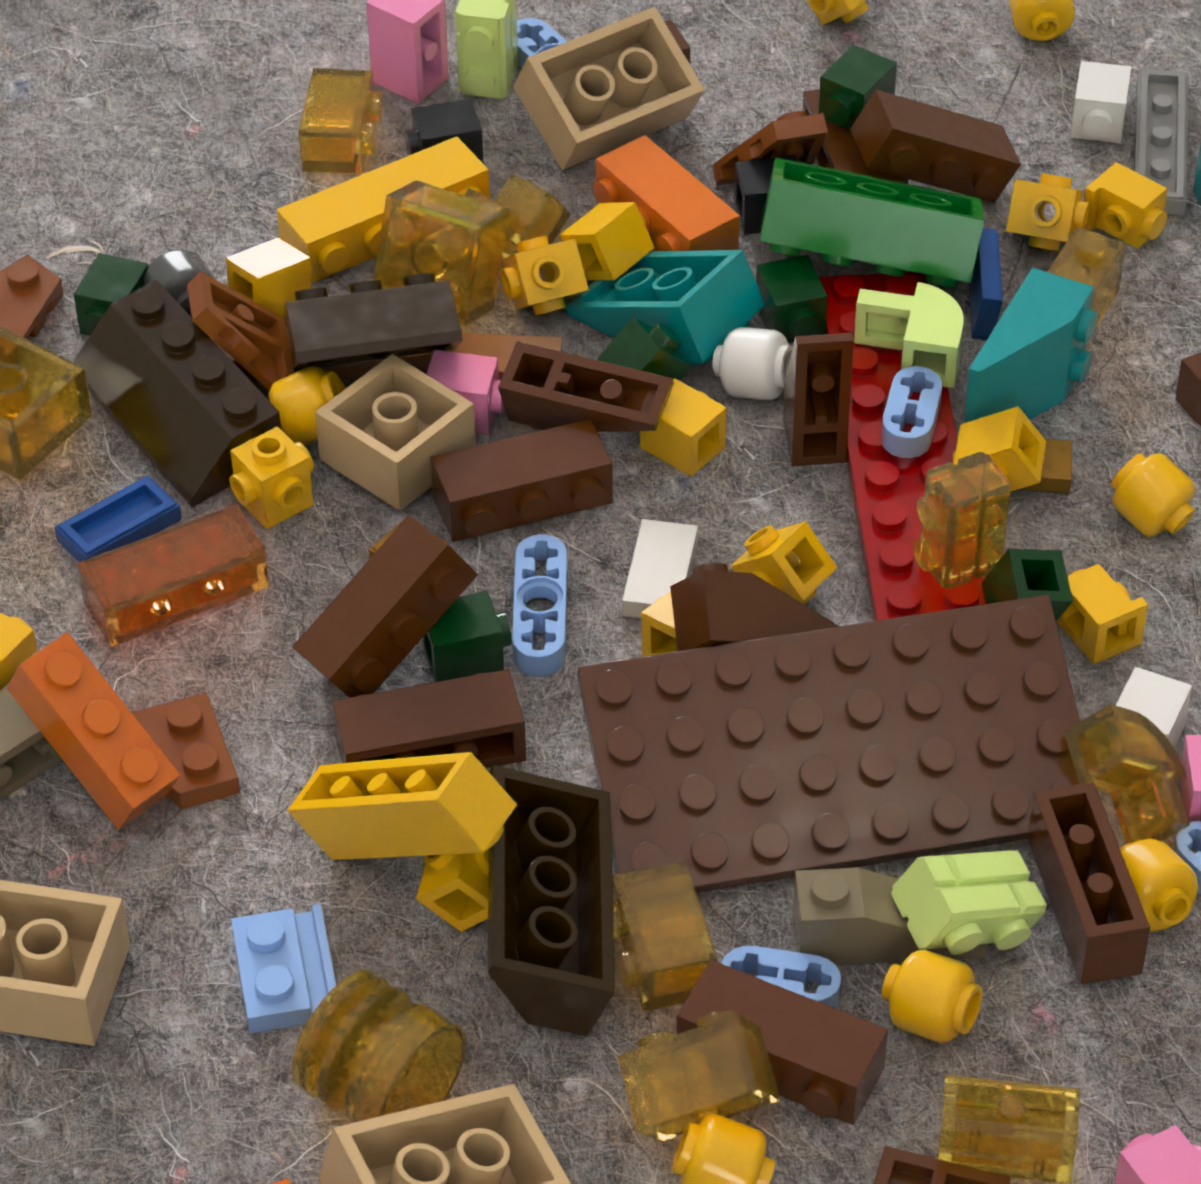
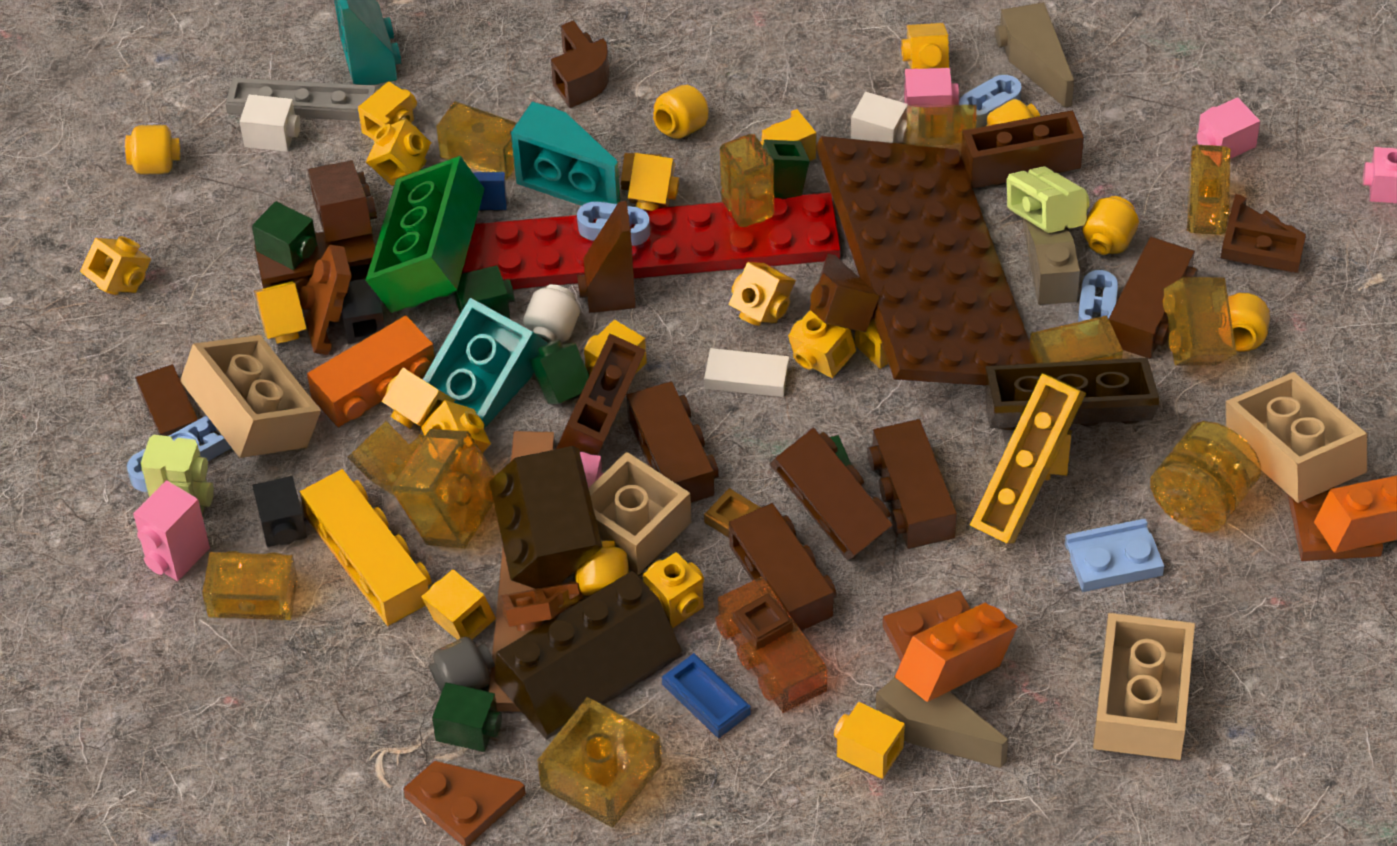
camera: 90 degrees left, 5 degrees up
(181, 538) = (762, 621): none -> reddish brown tile
(284, 586) = (769, 548): none -> reddish brown brick
(552, 621) = (770, 424): light blue beam -> none
(754, 107) = (280, 312): none -> yellow brick
(921, 325) = (542, 206): yellowish green brick -> none

